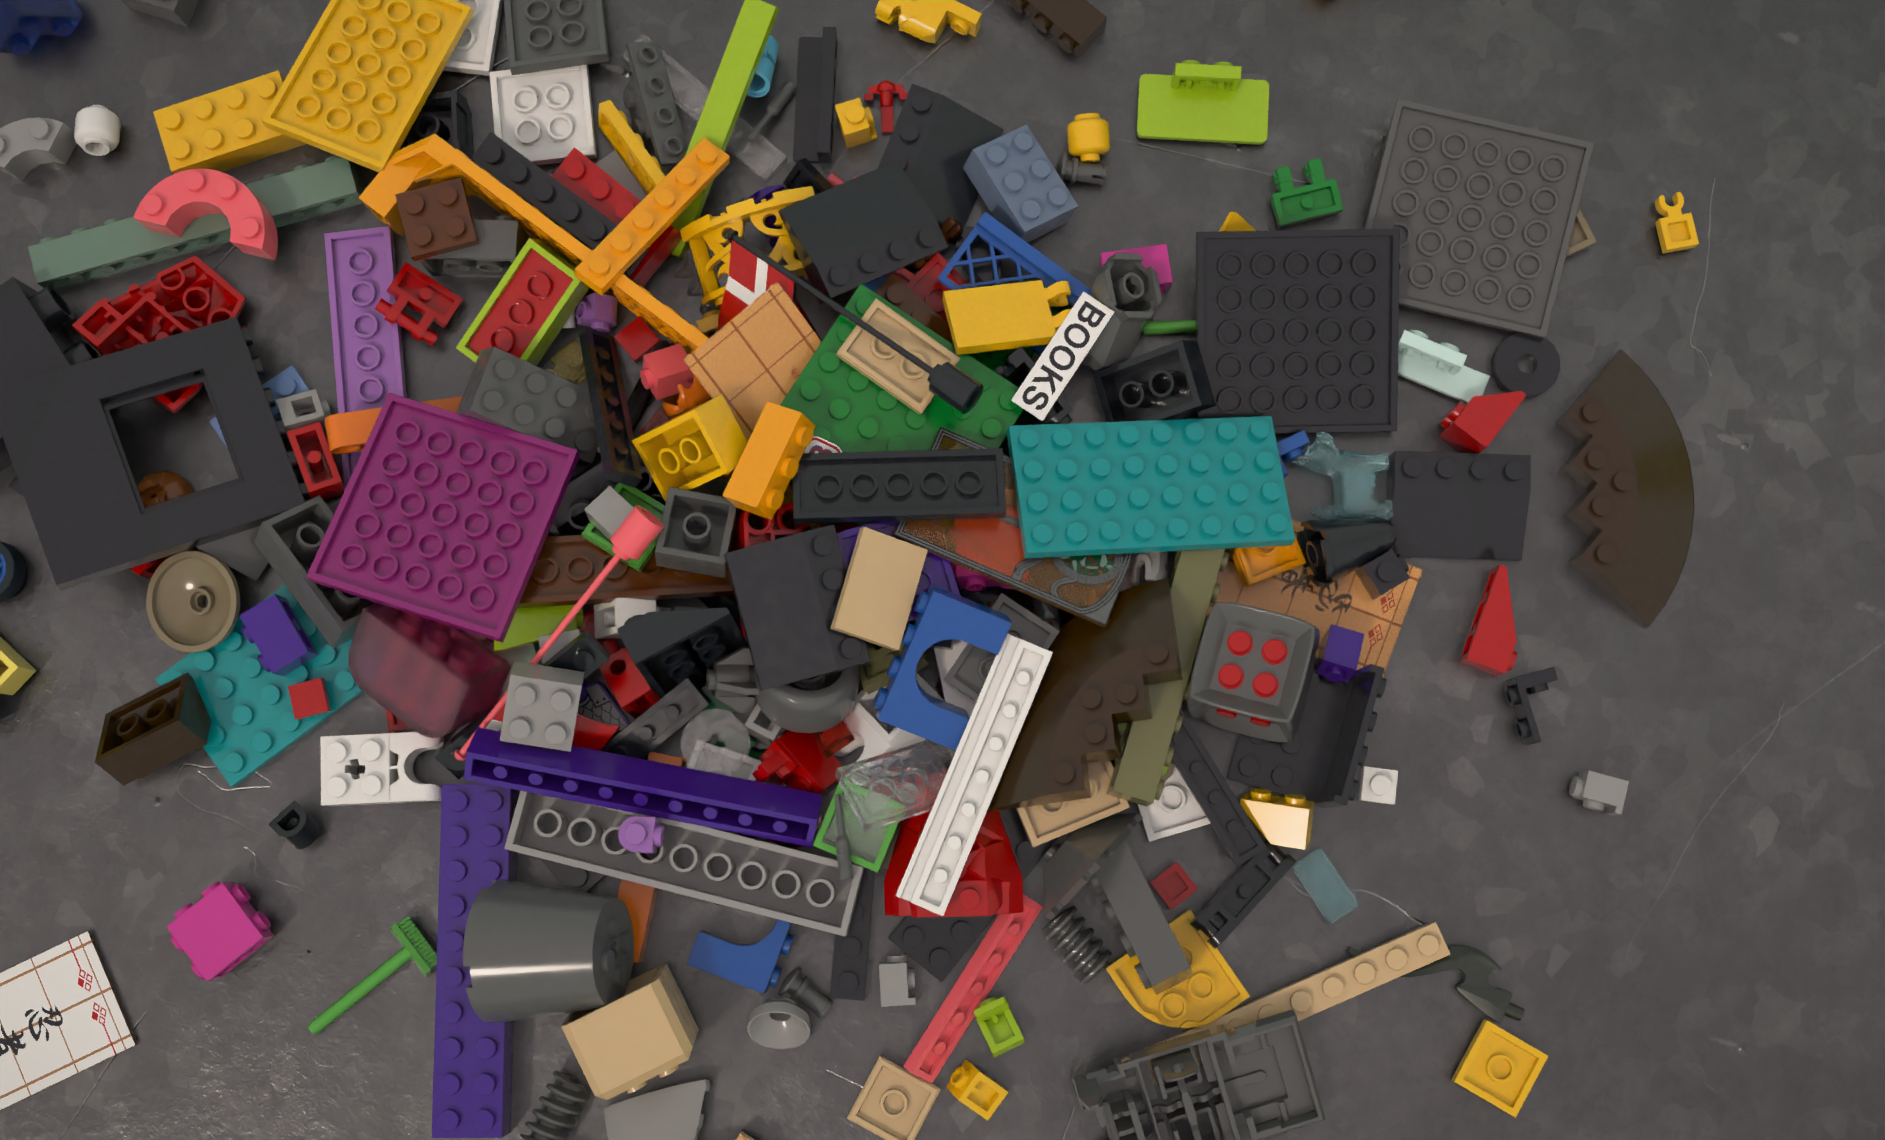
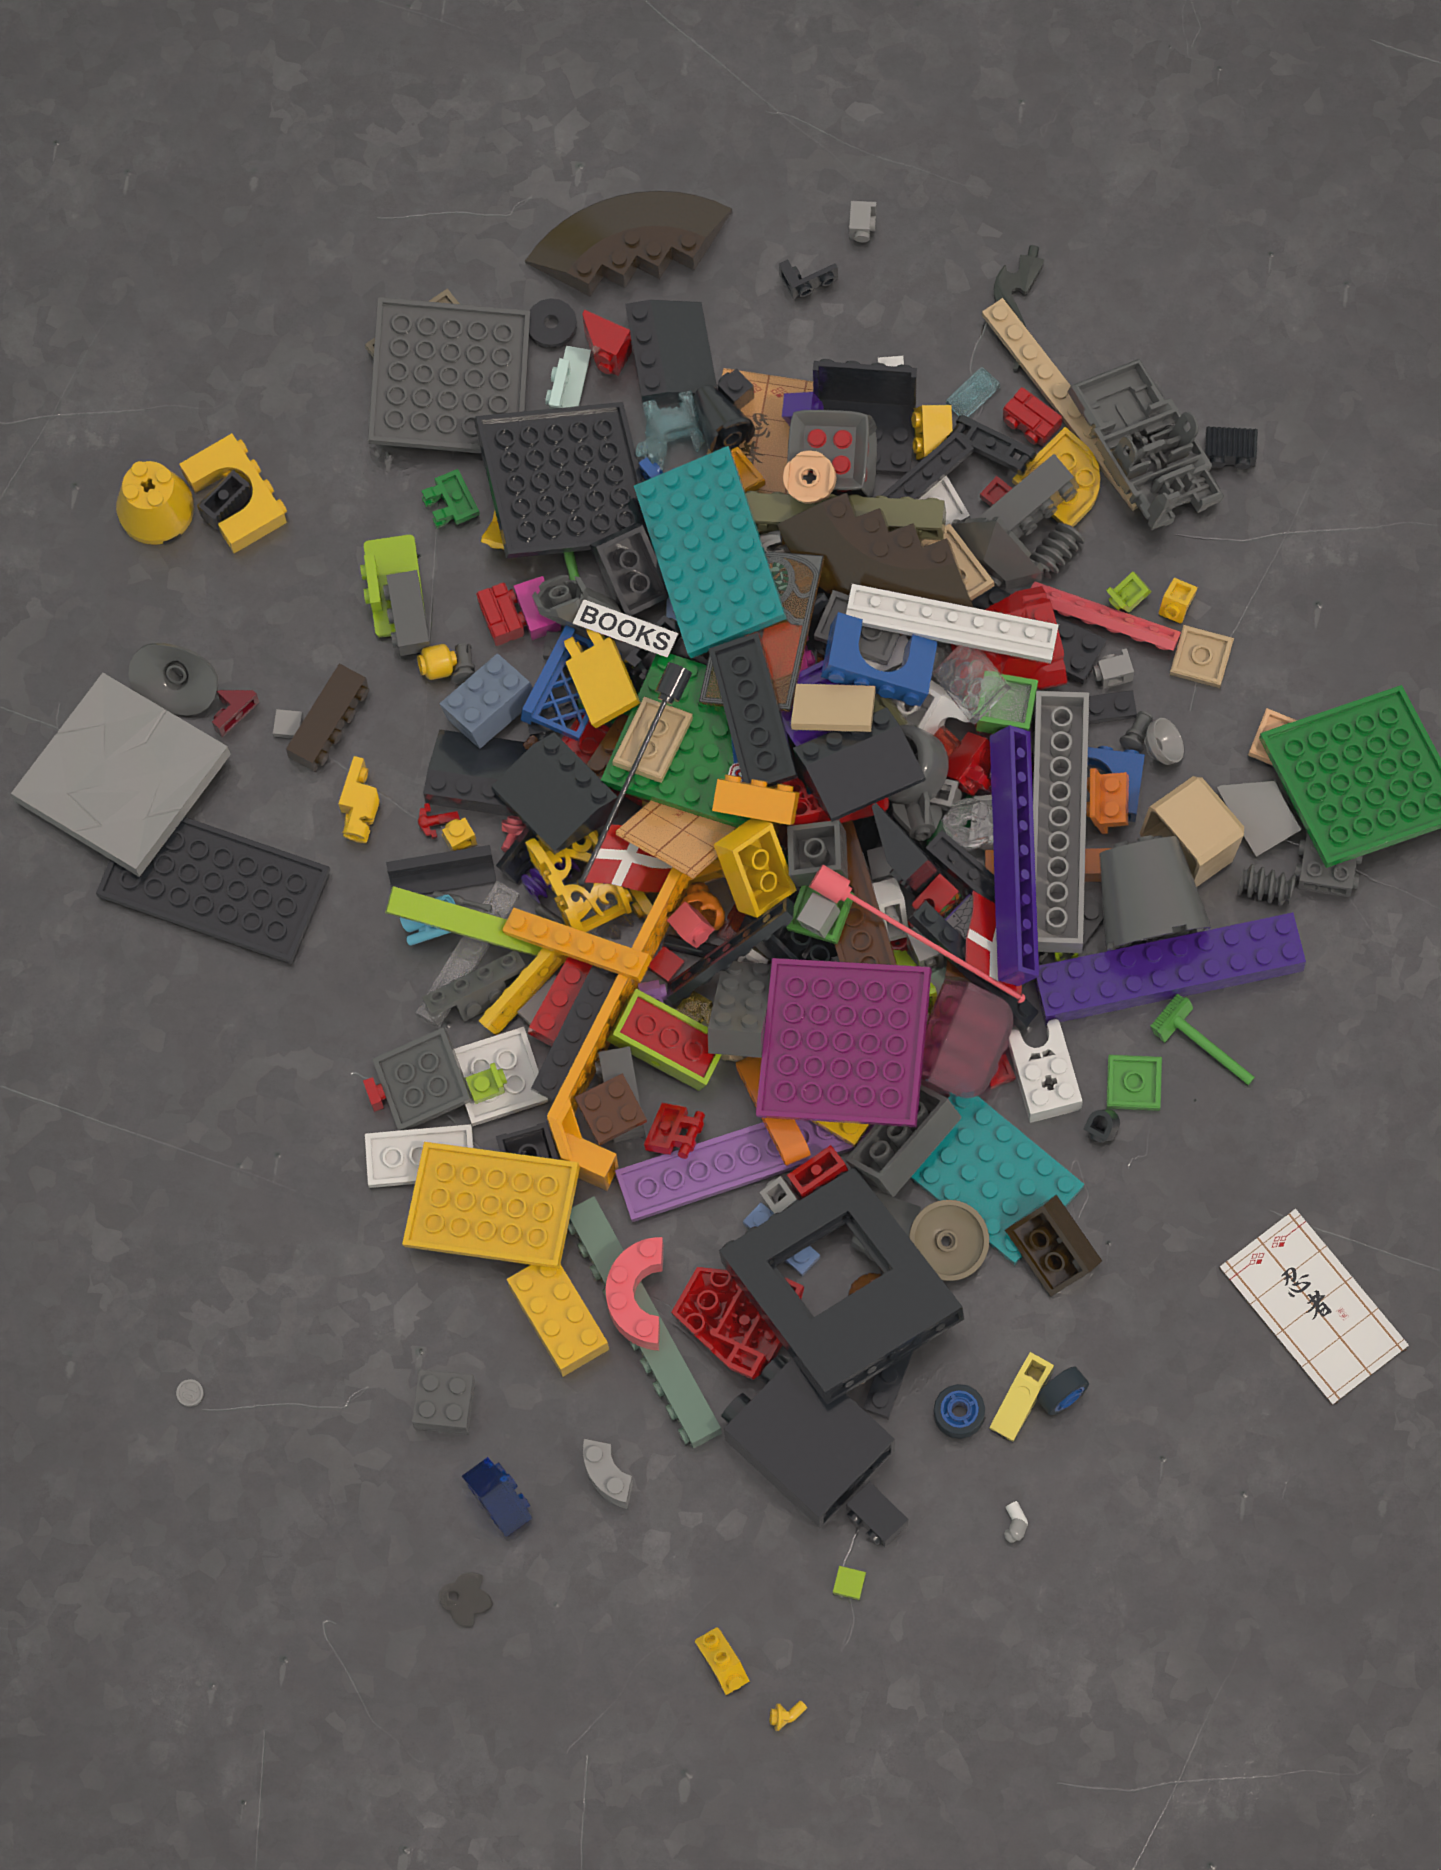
camera: 100 degrees left, 10 degrees down
(97, 130) = (581, 1422): white head -> none
(219, 930) = (1194, 1159): dark pink brick -> none
(277, 635) = (960, 1166): dark purple brick -> none
(309, 698) = (1003, 1134): red tile -> none
(347, 880) = (1134, 1082): none -> bright green tile
(528, 94) = (486, 1084): none -> lime bracket
(542, 706) = (972, 933): light grey brick -> none
(641, 834) = (1049, 843): medium lavender plate -> none
(709, 931) = (1108, 799): none -> orange bracket
(842, 845) = (1024, 706): dark grey piece -> none
(1137, 225) = (500, 613): none -> red brick
(1158, 110) = (406, 612): none -> dark grey brick
(1224, 646) = (800, 465): none -> light nougat plate
(1272, 955) = (1031, 417): none -> red brick
(1492, 632) = (760, 311): red slope -> none
(1499, 1068) = (1075, 254): yellow plate -> none
(1675, 229) = (425, 236): yellow plate -> none

